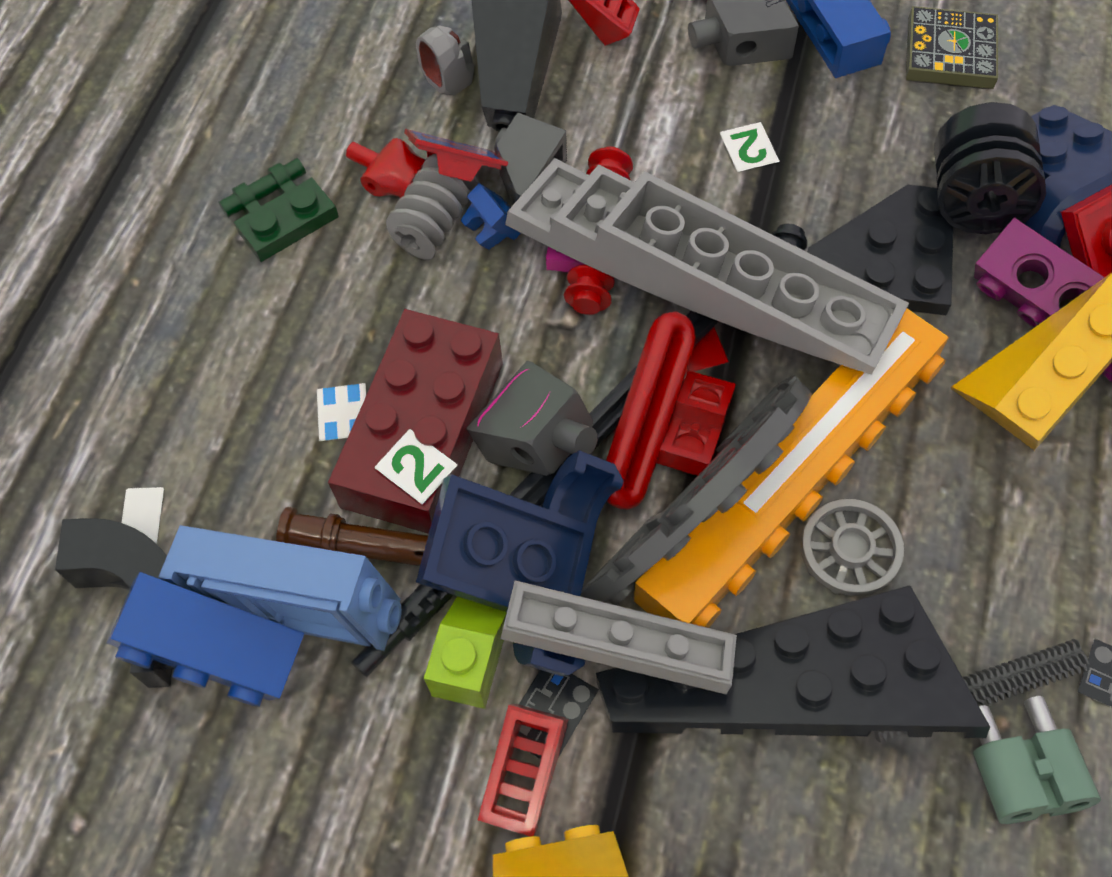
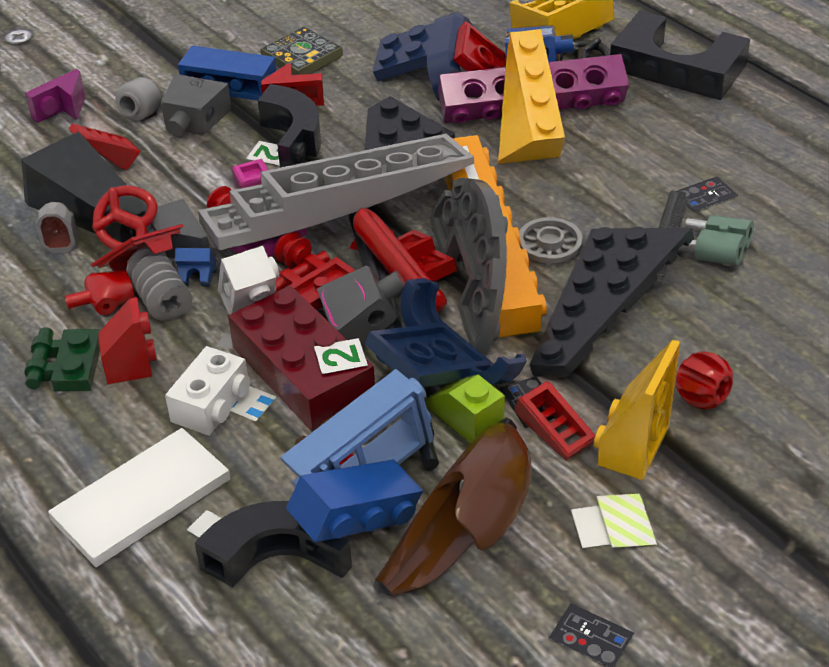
camera: 55 degrees left, 20 degrees down
(138, 415) = (138, 496): none -> white tile
(306, 766) = (494, 487): none -> reddish brown piece
(309, 368) = (207, 390): none -> white brick
(311, 252) = (124, 345): none -> red slope
(471, 290) = (246, 278): none -> white brick
(484, 103) = (123, 217): none -> red piece
(572, 358) = (312, 274): none -> red plate
(620, 637) = (524, 327): light grey tile -> none
(690, 160) = (249, 173): none -> dark pink tile
(798, 159) = (297, 116): none -> black arch
(862, 86) = (308, 84): none -> red slope
(989, 168) = (402, 67): black wheel -> none

